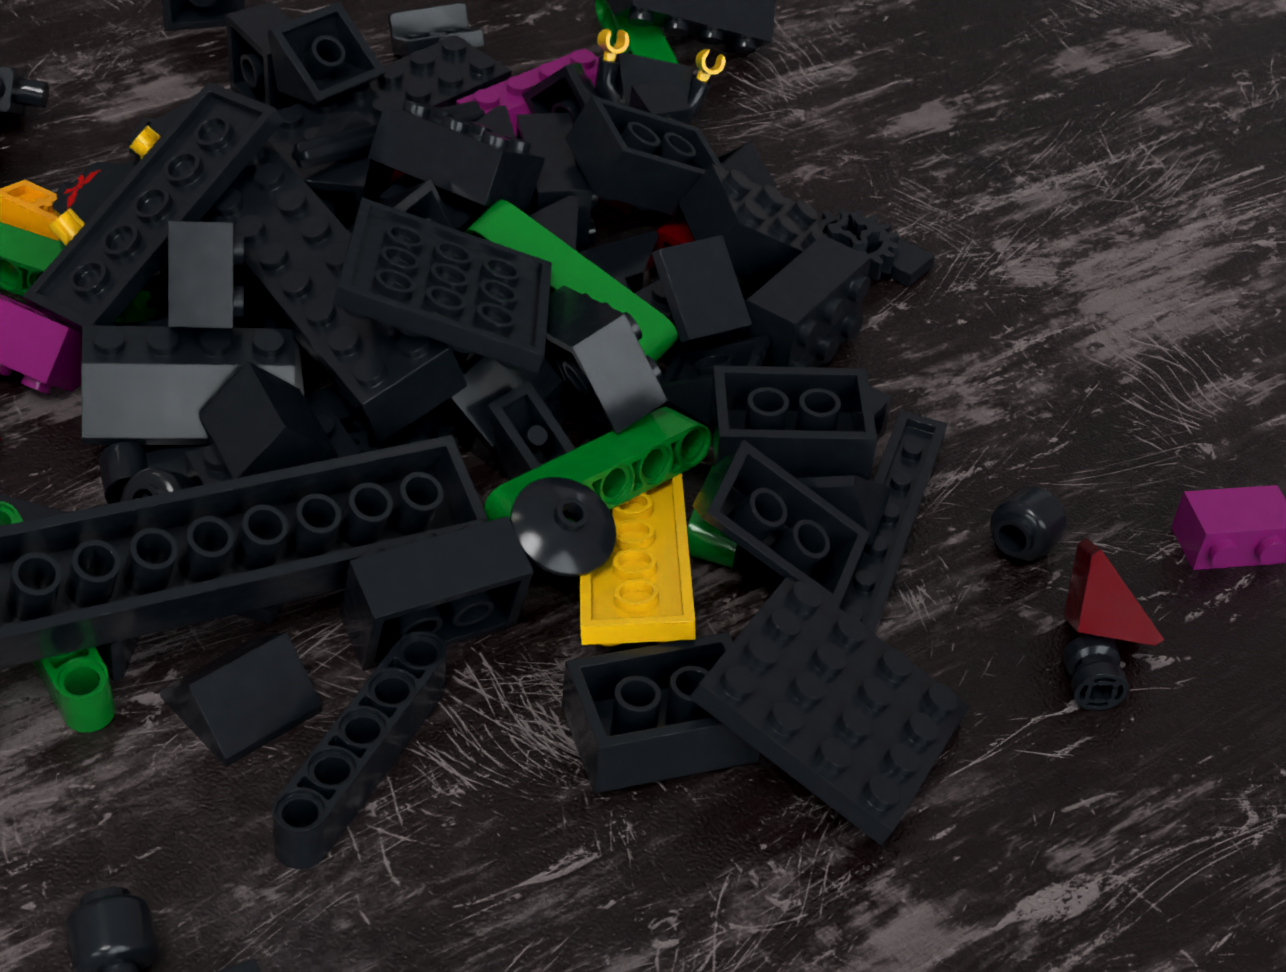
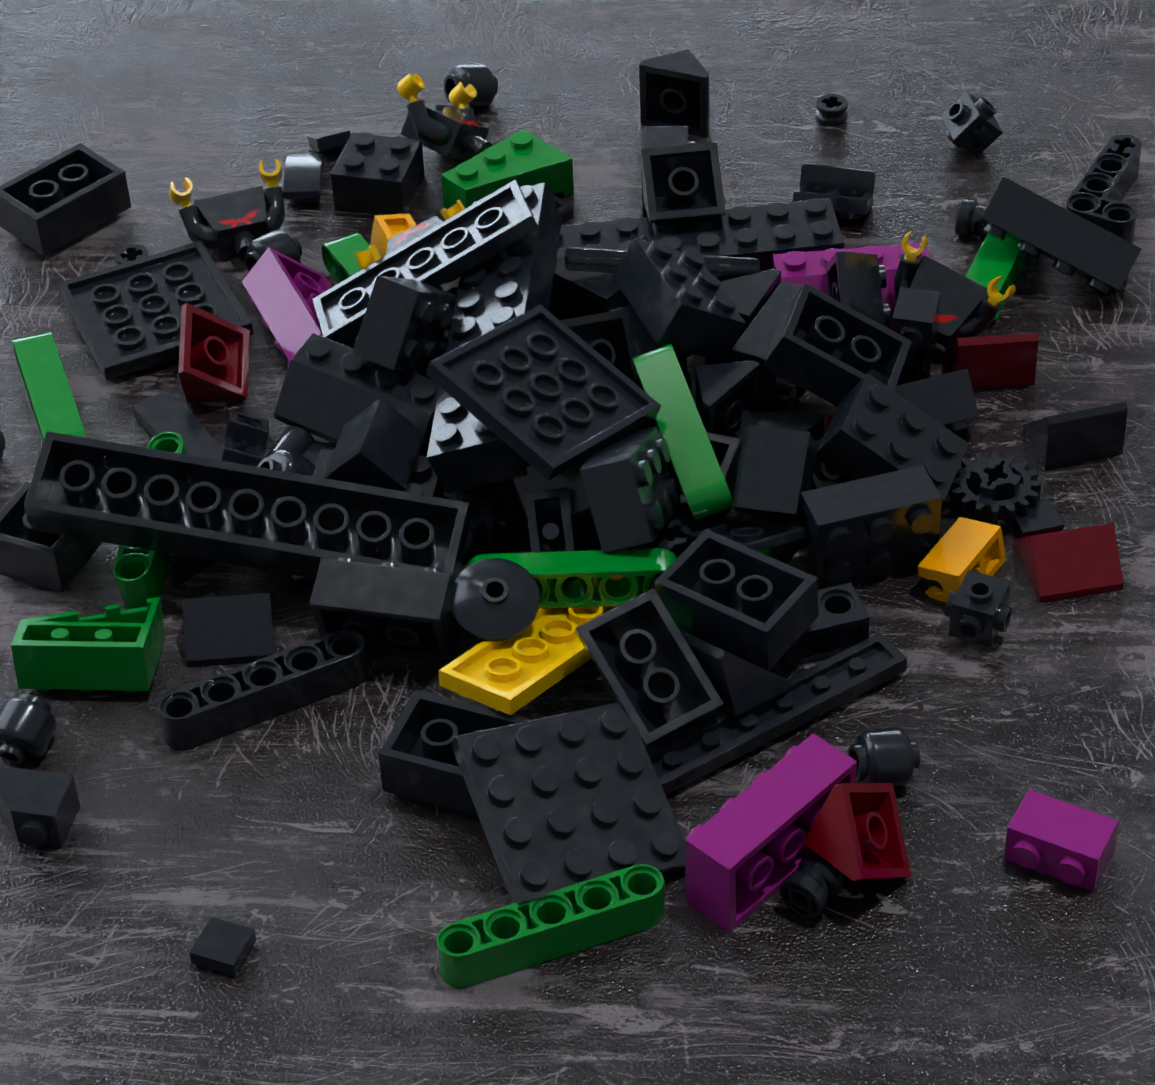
camera: 45 degrees right, 0 degrees up
(55, 483) = (244, 439): none -> black slope
(90, 114) = (515, 158): none -> green wedge
(115, 800) = (91, 651): none -> green wedge
(586, 20) = (968, 219): none -> black wheel
(742, 124) = (996, 359): none -> dark red slope
(863, 172) = (1078, 435): none -> black slope
(896, 319) = (962, 548): none -> light orange hinge
(918, 847) = (551, 926): none -> green beam
(960, 352) = (979, 608): none -> black brick
(970, 282) = (1071, 562): none -> dark red slope
(1029, 640) = (760, 835): none -> magenta brick

